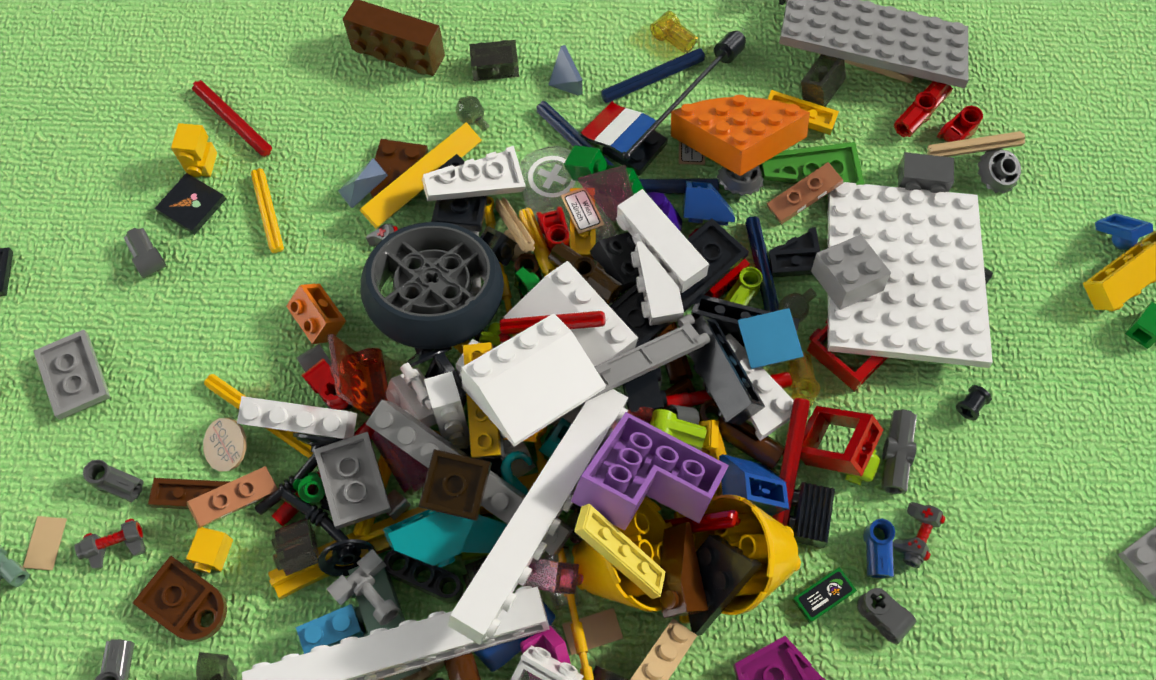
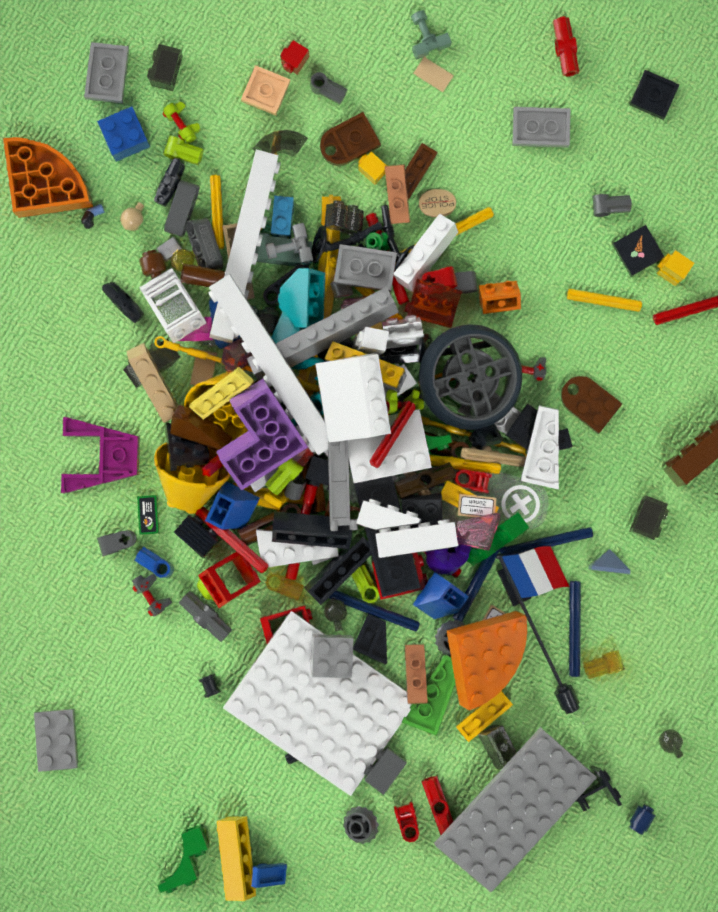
camera: 115 degrees right, 20 degrees up
(94, 546) = (412, 102): dark grey piece -> none
(114, 480) = (448, 128): dark grey piece -> none
(362, 183) = (590, 374): sand blue slope -> none
(410, 182) = (573, 417): yellow tile -> none
(455, 485) = (315, 320): dark brown tile -> none
(471, 111) = (610, 477): clear smoke piece -> none
(770, 338) = (316, 575): dark azure piece -> none
(977, 144) = (385, 818): tan axle -> none

